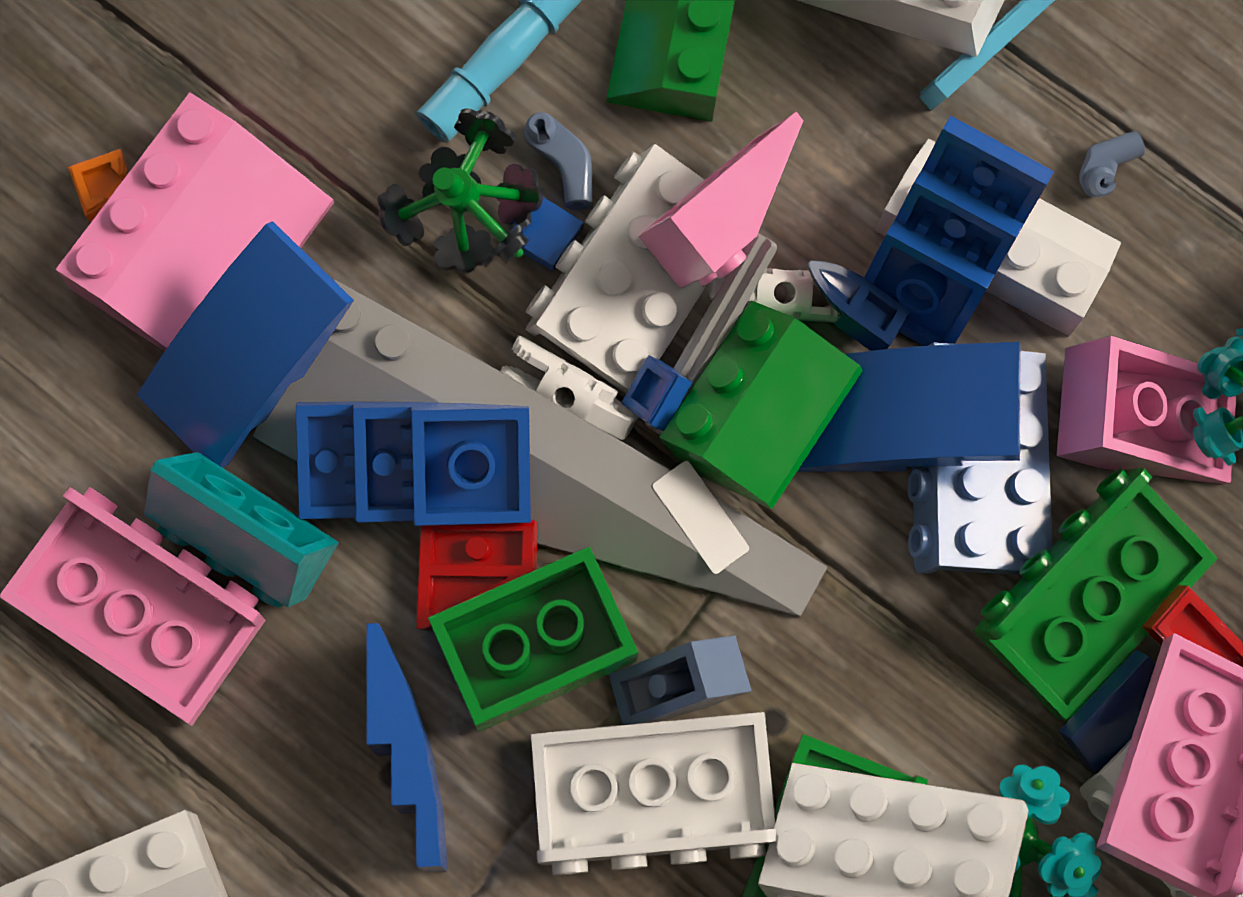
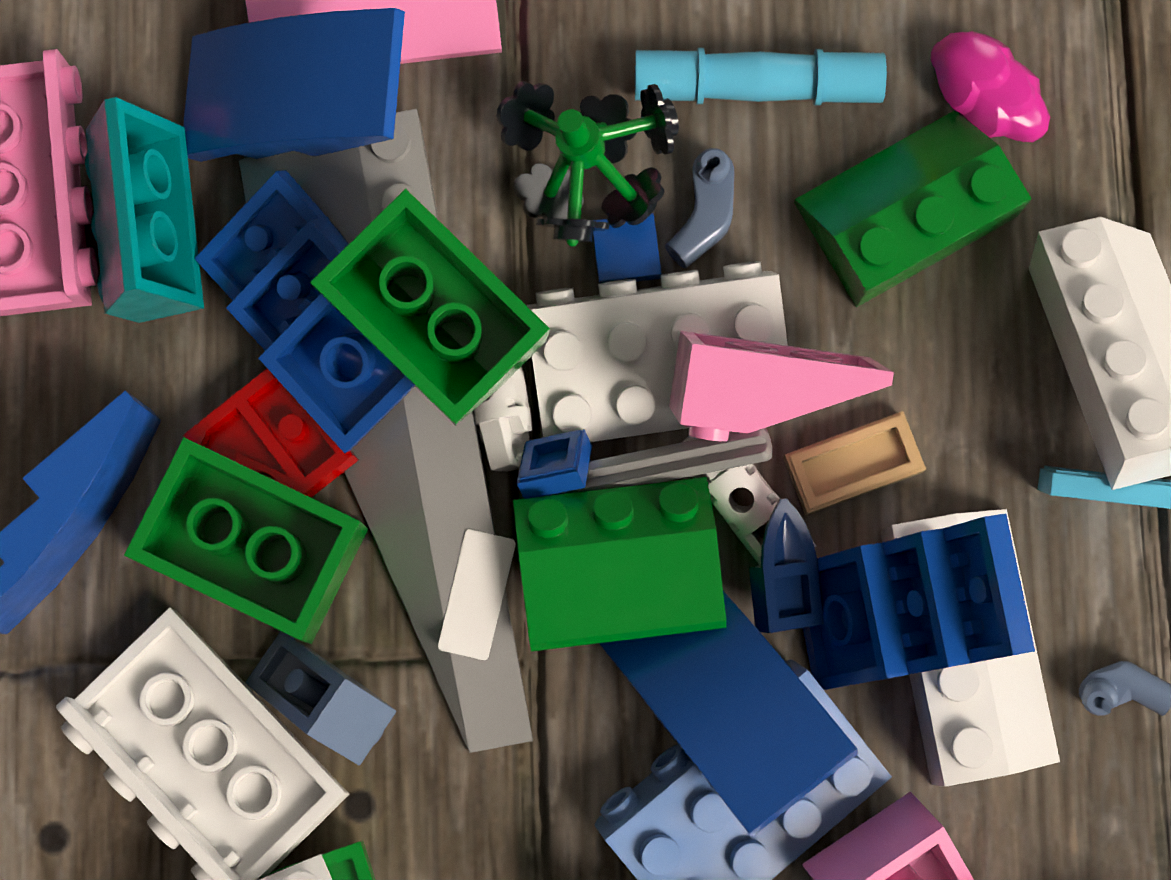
camera: 55 degrees right, 5 degrees up
(492, 368) = (431, 307): none -> green slope
(816, 207) = (854, 463): none -> tan tile

